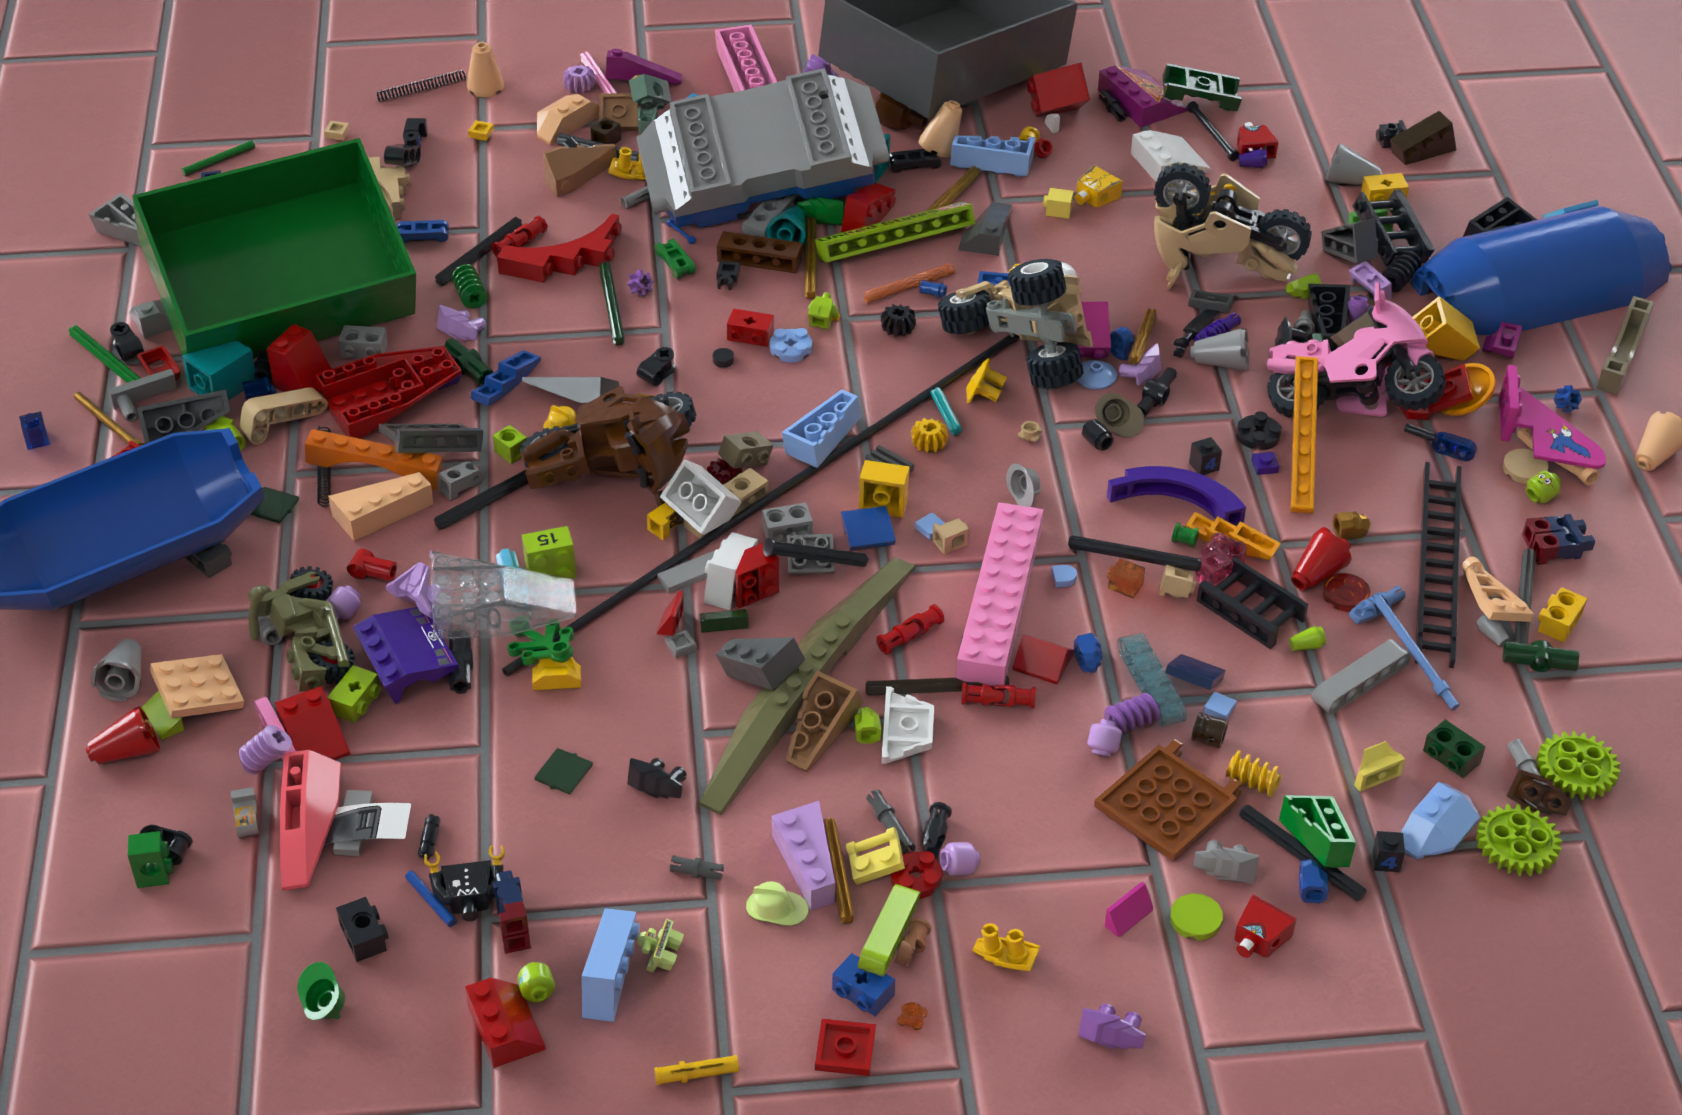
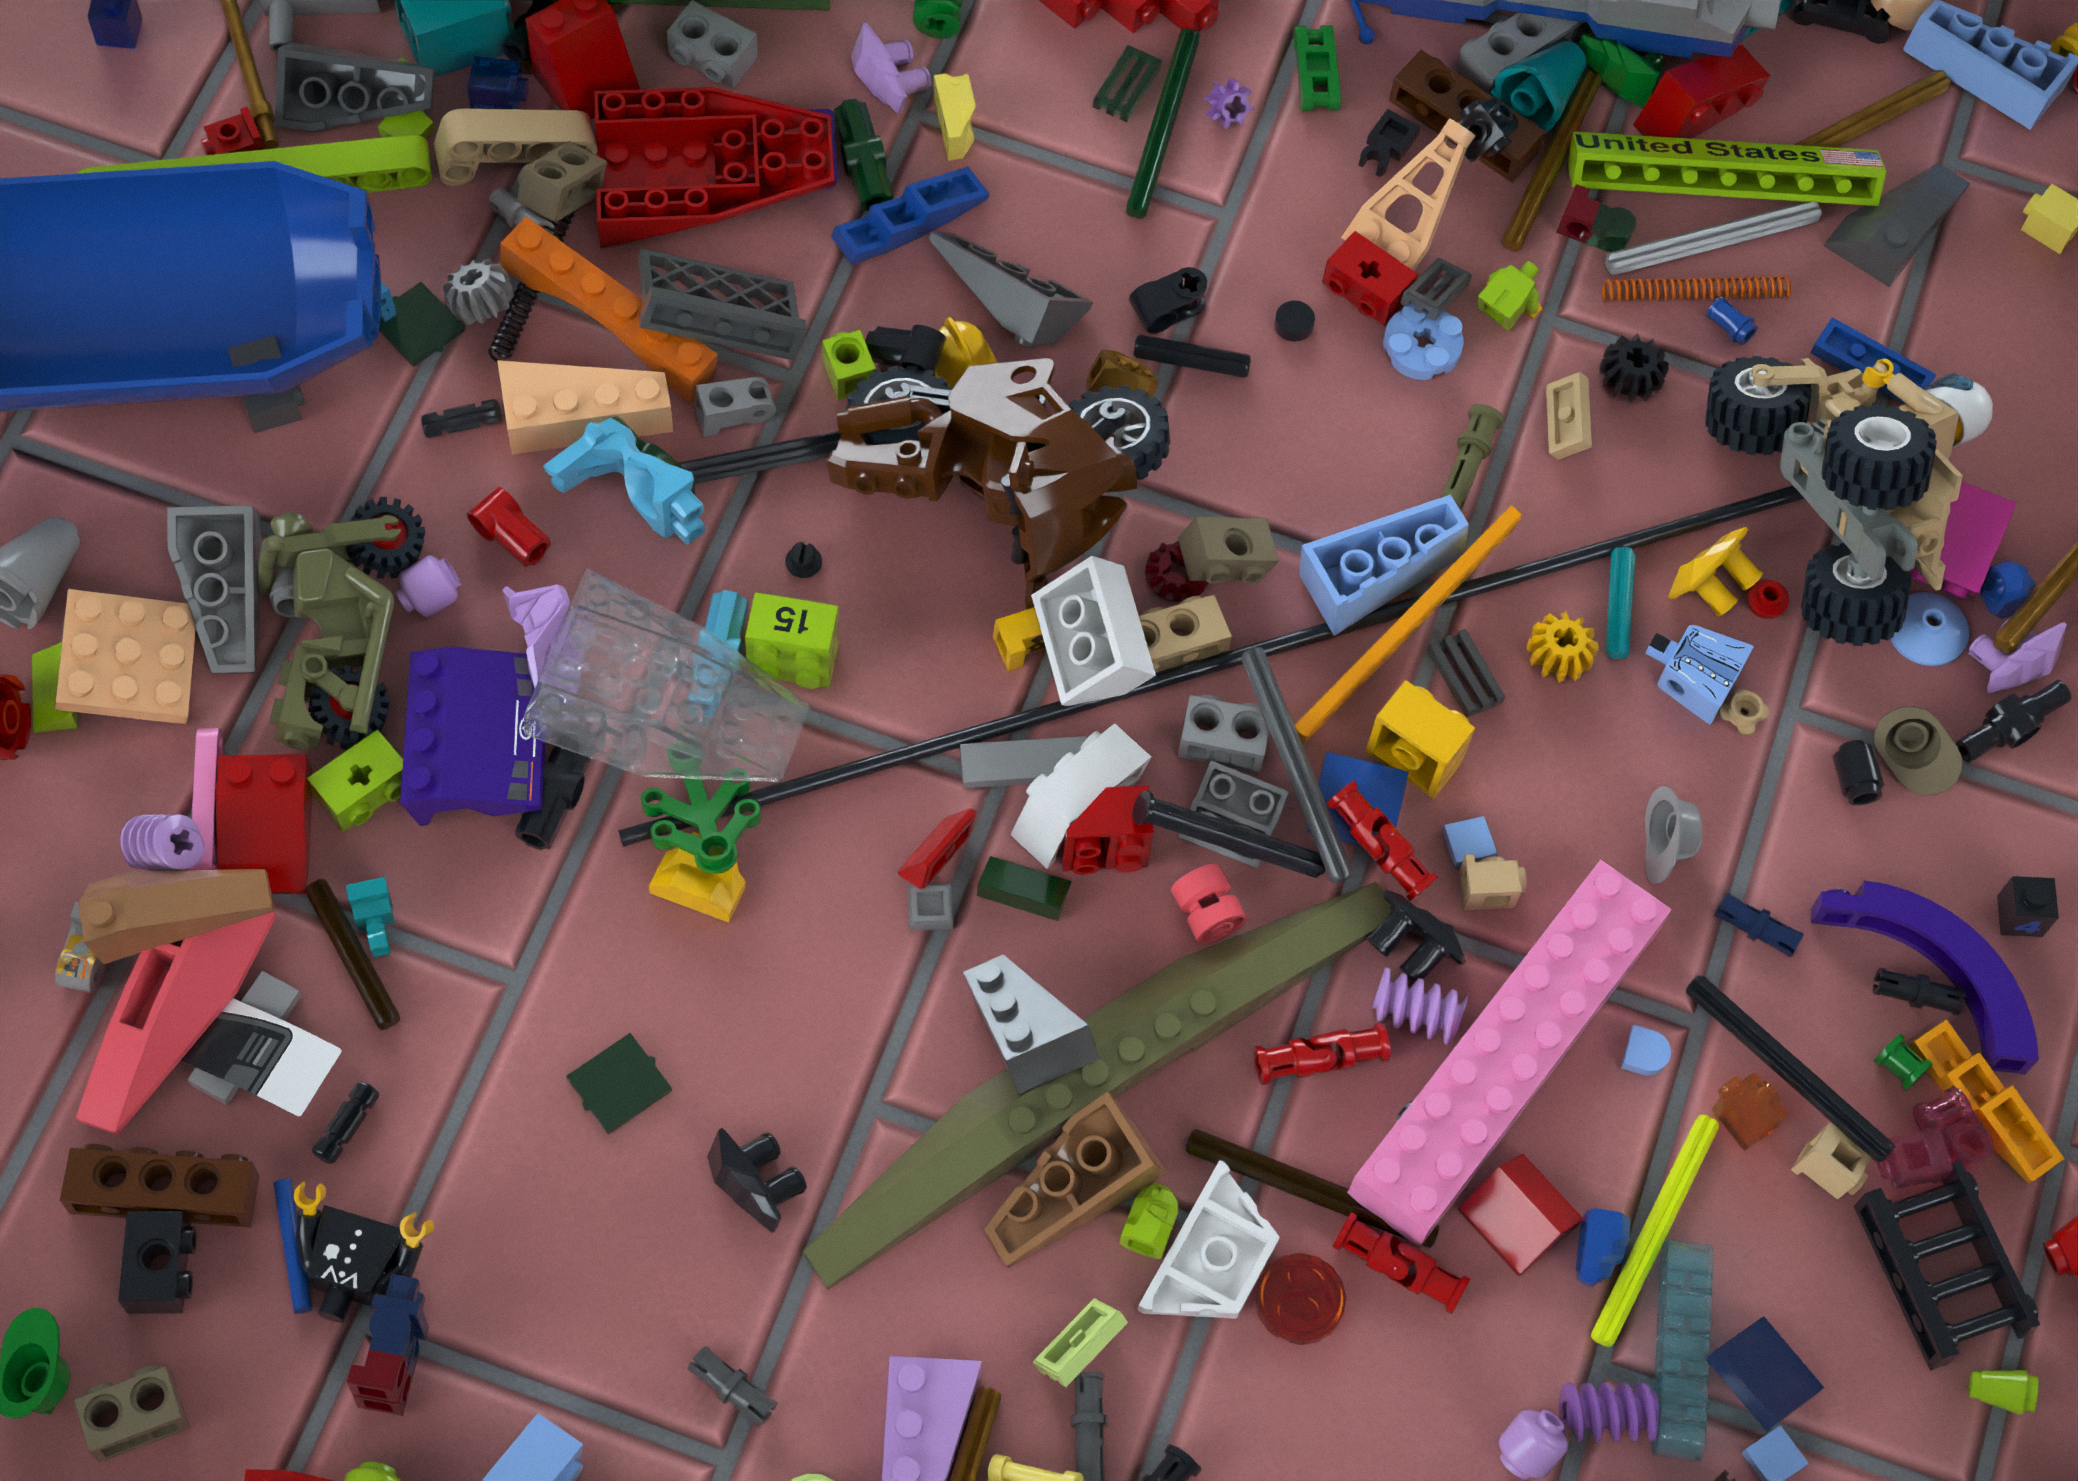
camera: 20 degrees right, 20 degrees up
(228, 633) = (218, 571): none -> light grey wedge
(277, 774) = (163, 907): none -> medium nougat wedge
(295, 440) = (514, 211): none -> light grey pin
(299, 476) = (478, 291): none -> light grey gear
(318, 415) = (561, 181): none -> dark tan brick
(318, 903) = (227, 1205): none -> reddish brown brick
(319, 533) = (461, 418): none -> black axle
(386, 996) = (134, 1425): none -> dark tan brick
(391, 744) = (372, 911): none -> teal piece
(391, 767) = (352, 954): none -> dark brown axle
(443, 518) = (653, 479): none -> medium azure hips
(503, 328) = (954, 110): none -> light yellow slope
(532, 526) = (803, 560): none -> black piece
(545, 418) = (906, 348): none -> black piece
(583, 303) = (1114, 105): none -> clear green tile
(683, 386) = (1192, 356): none -> black axle
(757, 261) = (1371, 218): none -> light nougat plate
(766, 246) = (1490, 124): none -> black brick
(788, 321) = (1427, 302): none -> dark grey tile
(820, 589) = (1206, 898): none -> coral wheel
(831, 518) = (1297, 765): none -> dark grey axle
(840, 372) = (1473, 447): none -> olive pin
(846, 272) = (1596, 222): none -> leg
(849, 452) = (1407, 624): none -> light orange tile
(861, 783) = (1080, 1342): none -> yellowish green tile
(878, 348) = (1568, 416): none -> tan plate
(886, 532) = (1399, 858): none -> red piece
(904, 262) = (1712, 237): none -> light grey axle
(936, 562) = (1438, 943): none -> black connector
(945, 593) = (1418, 1006): none -> lavender piece
(958, 729) = (1300, 1298): none -> clear red tile
(999, 421) = (1699, 668): none -> light blue torso
(1014, 387) = (1765, 608): none -> red plate
(1086, 508) = (1759, 924): none -> dark blue pin
(1110, 641) = (1654, 1231): none -> neon yellow axle
(1176, 506) = (1919, 991): none -> black pin

